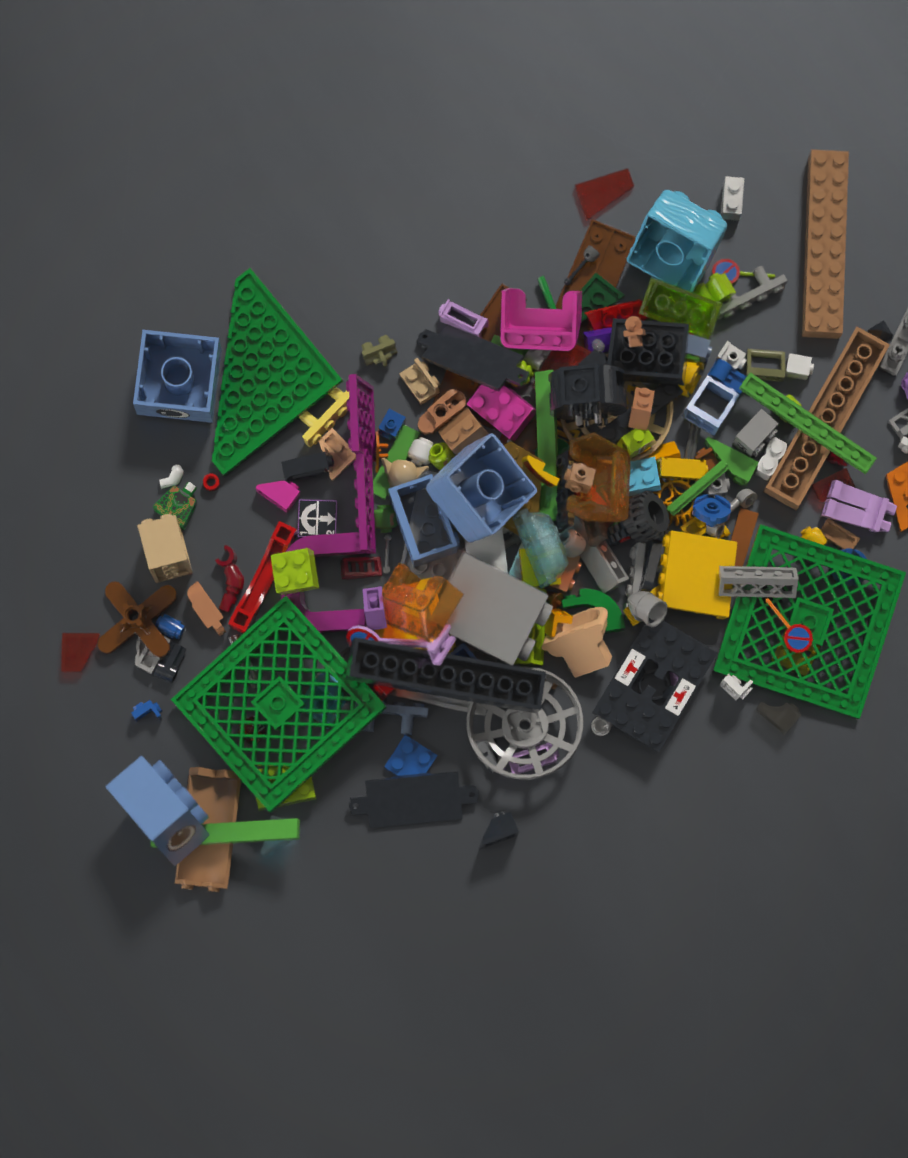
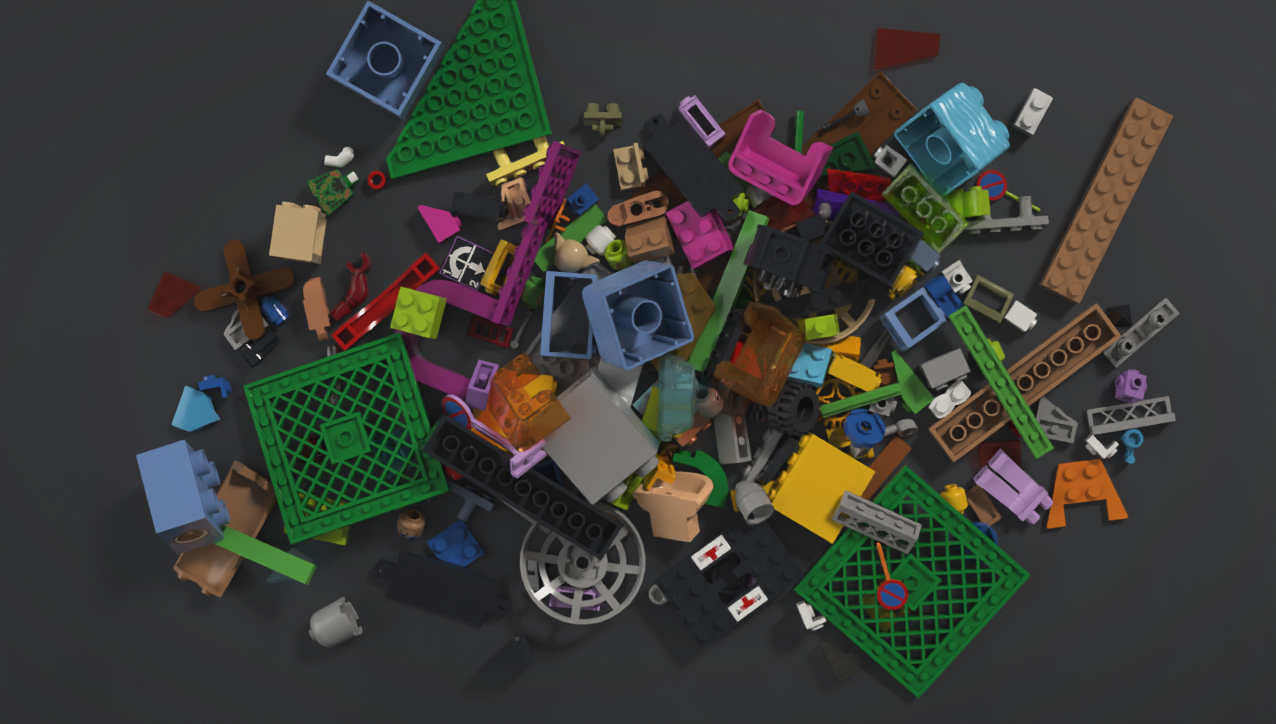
camera: 30 degrees right, 10 degrees up
(137, 740) = (194, 411): none -> dark azure slope
(334, 869) = (334, 624): none -> light grey cylinder
(342, 523) = (495, 265): none -> yellow window
(364, 756) = (410, 524): none -> medium nougat head
(536, 467) = (704, 316): yellow slope -> none
(579, 478) = (741, 345): medium nougat brick -> none
(634, 333) = (863, 219): nougat hips -> none
(635, 281) = (897, 160): none -> white brick
(641, 408) = (837, 299): nougat brick -> none
(873, 442) = (1055, 422): none -> light grey wing

